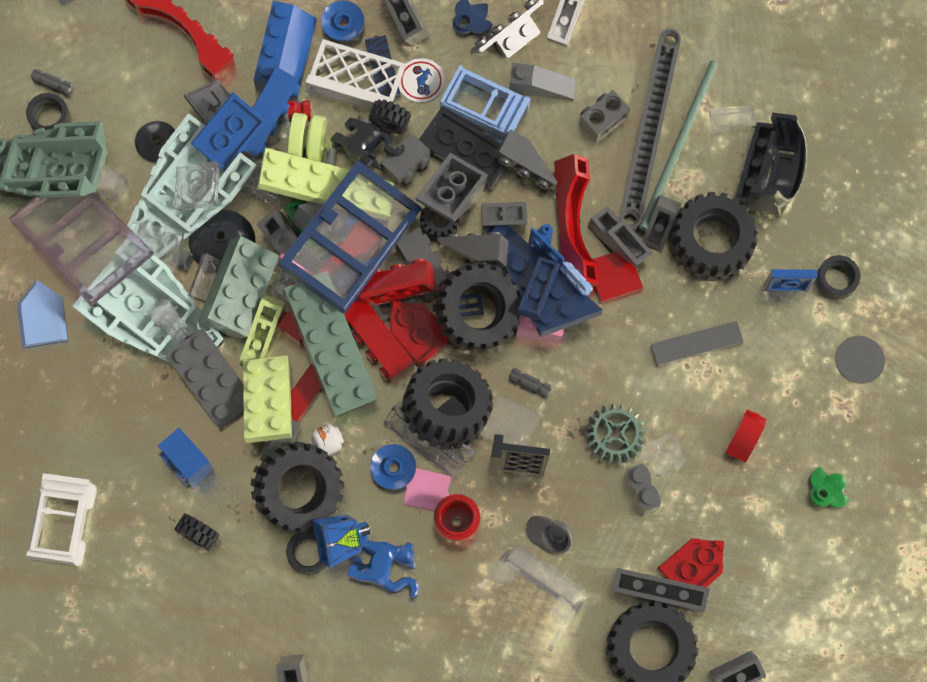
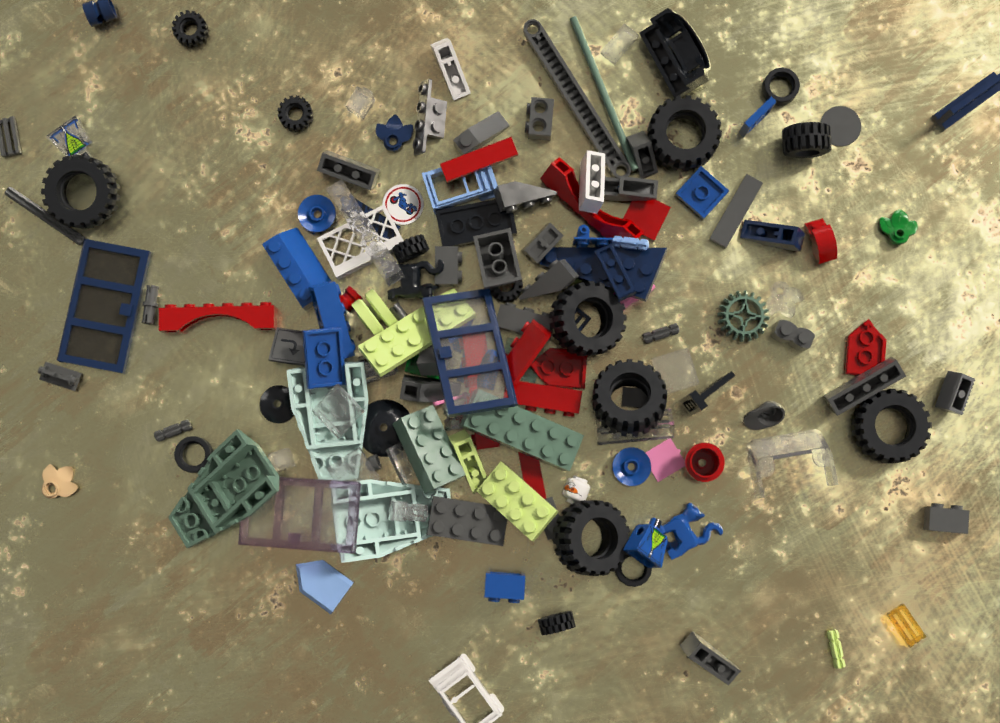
camera: 35 degrees left, 10 degrees up
(364, 68) = (365, 233): none -> clear brick
(517, 97) = (479, 159): none -> red tile
(594, 201) = (592, 182): none -> white brick
(682, 300) = (702, 192): none -> blue plate
(710, 392) = (773, 235): none -> dark blue slope
(814, 337) = (806, 140): none -> black tyre

